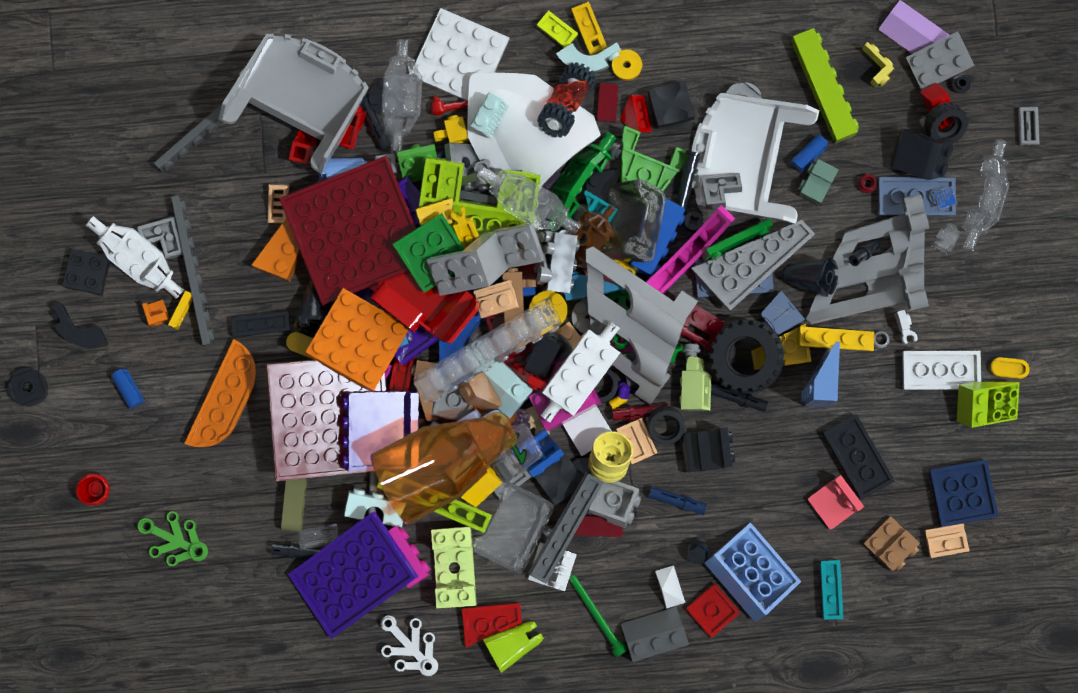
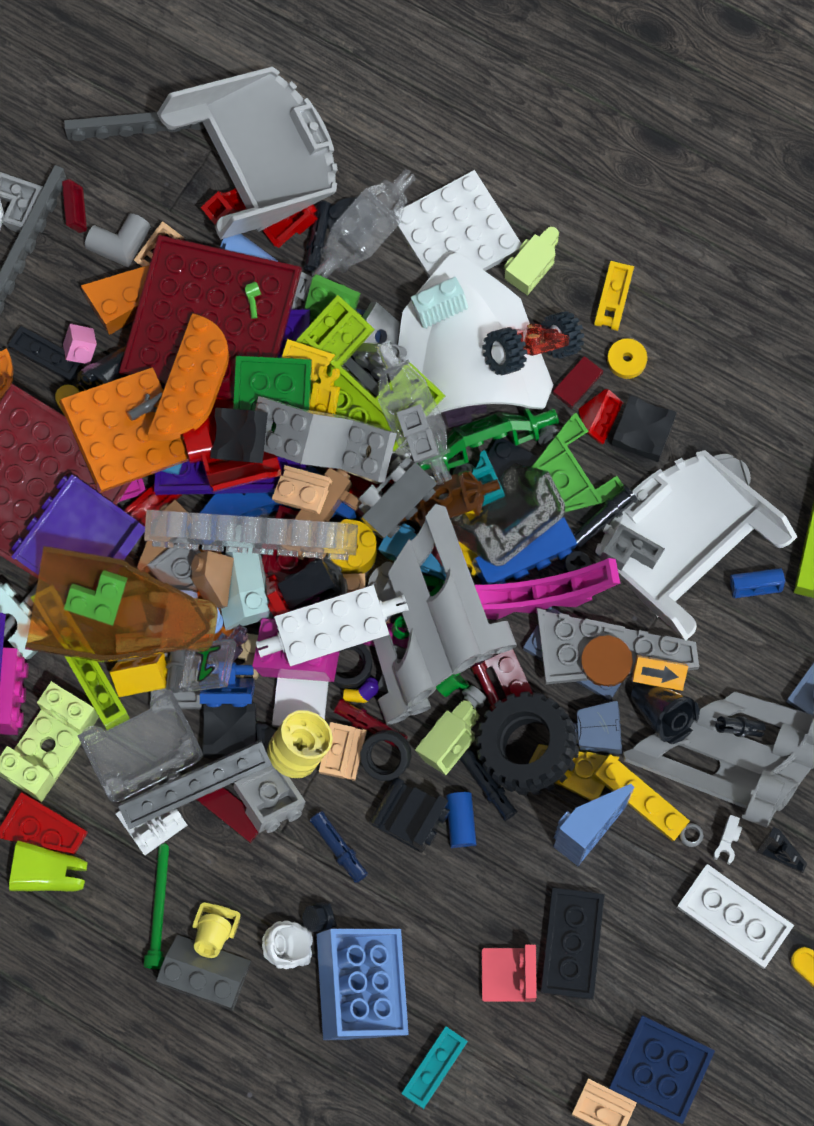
camera: 35 degrees right, 10 degrees down
(203, 214) = (74, 206): none -> dark red tile
(253, 219) = (119, 247): none -> light grey brick
(279, 303) = (79, 344): none -> bright pink brick
(360, 317) = (145, 407): none -> dark grey bar
(368, 194) = (252, 290): none -> bright green hand
(378, 280) = (192, 381): none -> orange plate
(426, 461) = (98, 604): none -> bright green plate
(434, 294) = (239, 435): none -> black brick
(439, 108) = (396, 266): red piece -> none
(454, 131) = (393, 299): yellow brick -> none
(522, 42) = (533, 261): none -> yellowish green hinge
(544, 213) = (418, 433): none -> light grey slope
(557, 29) = (579, 273): neon yellow plate -> none
(595, 62) = (594, 331): light aqua arch -> none
(641, 606) = (214, 929): none -> light yellow piece
(670, 586) = (259, 923): white slope -> none
(692, 582) = (287, 945): none -> white hair
(712, 610) = (287, 994): red tile -> none
(716, 250) = (577, 607): green plate -> none
(740, 432) = (461, 820): none -> blue brick
(758, 271) = (606, 661): none -> dark orange tile
(794, 255) = (659, 672): none -> light orange tile
(818, 182) = (745, 618): sand green brick -> none
(867, 177) = (800, 651): dark red plate -> none
(892, 544) = (539, 1067): medium nougat plate -> none
(942, 311) = (779, 848): none -> black wing
(987, 403) = (761, 988): lime slope -> none

